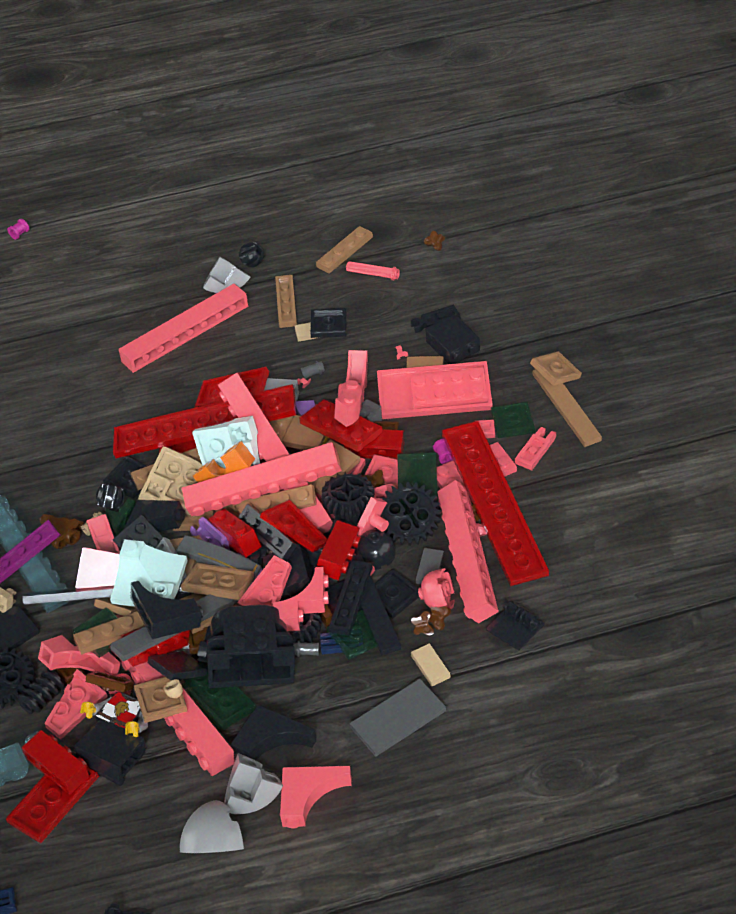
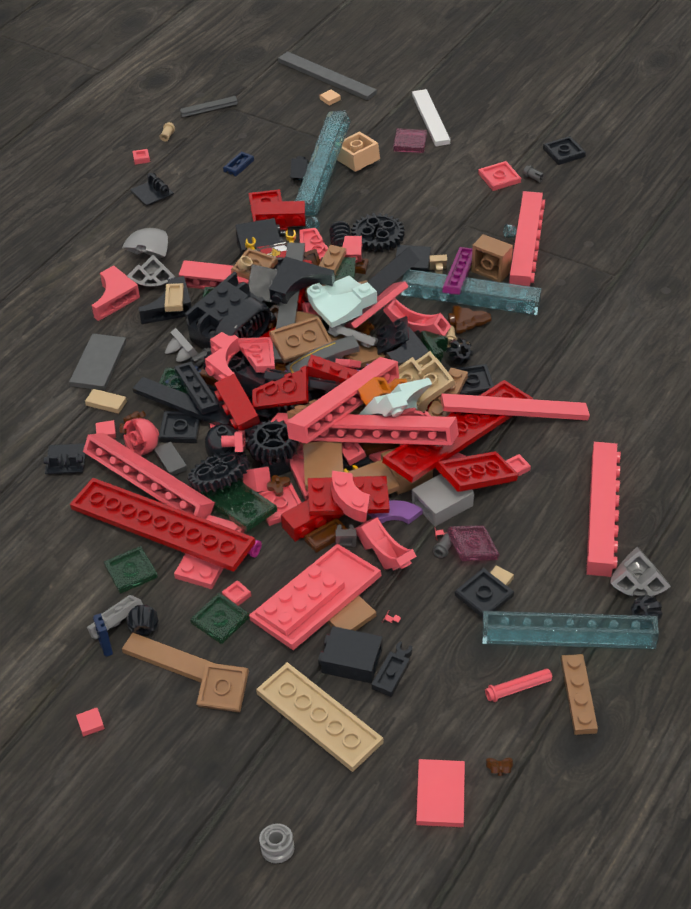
camera: 135 degrees right, 0 degrees up
(142, 417) = (514, 406): none -> coral tile
(190, 393) = (519, 464): none -> coral tile
(208, 533) = (349, 363): none -> coral tile
(268, 717) = (174, 297): none -> tan tile
(286, 301) = (552, 591): medium nougat plate -> none
(294, 356) = (473, 543): none -> clear pink tile
(308, 678) = (179, 342): none -> light grey tile
(311, 271) = (570, 629): none -> clear light blue brick
(457, 632) = (106, 427): none -> coral tile
(482, 250) = (440, 793): none -> coral tile
(510, 322) = (320, 716): none -> tan plate
(535, 449) = (172, 598): coral hinge -> none
(544, 494) = (130, 569): none -> clear green tile
(571, 441) = (142, 620): none -> black piece
(586, 460) = (115, 614): none -> light grey hinge
(603, 273) = (283, 837): none -> light grey wheel
(611, 439) = (102, 635): none -> dark blue tile
(662, 406) = (90, 722): none -> coral tile

